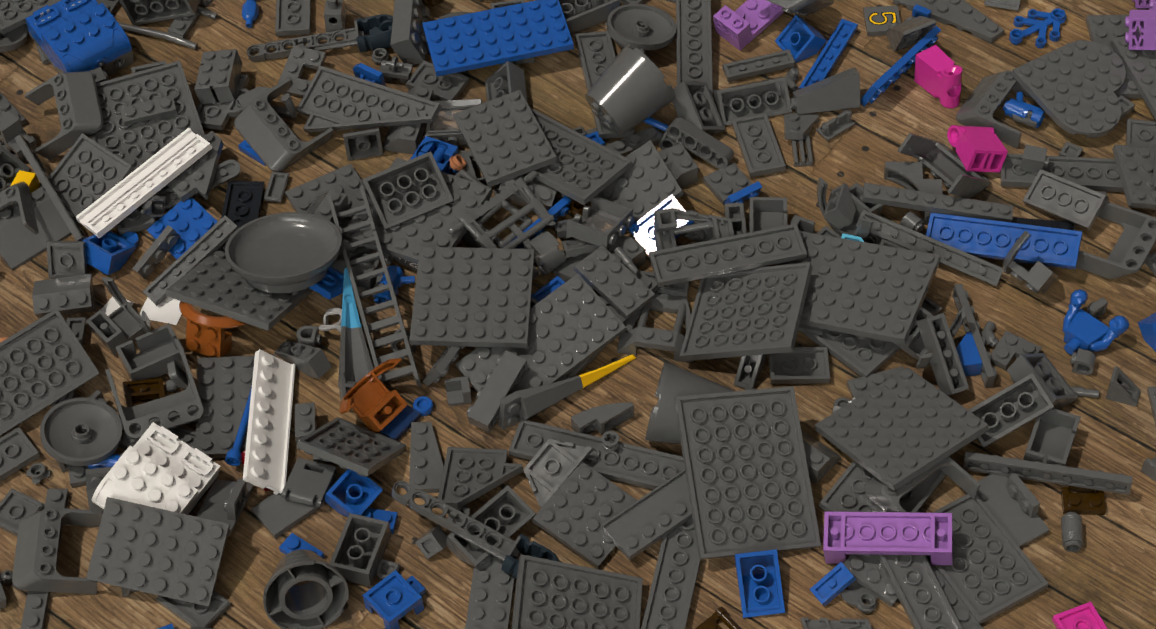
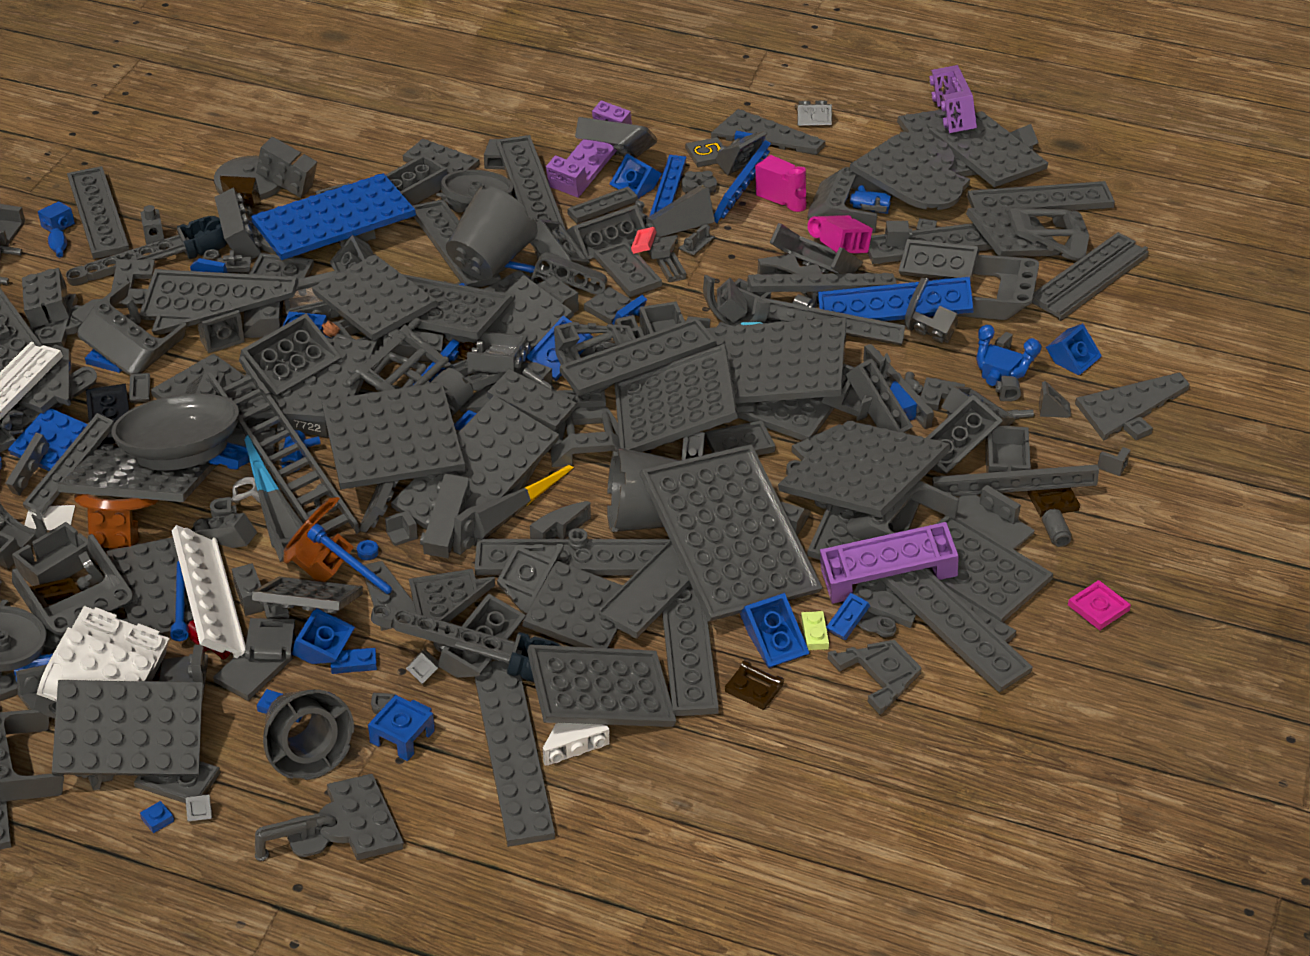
camera: 20 degrees left, 10 degrees down
(361, 548) = (352, 680): dark grey brick -> none
(376, 389) = (318, 534): none -> blue piece
(401, 423) = (346, 573): dark blue tile -> none
(782, 117) = (643, 240): none -> coral tile
(799, 589) = (815, 630): none -> yellowish green plate
(869, 55) = (696, 179): none -> dark grey plate
(1056, 18) = (868, 124): blue plant -> none

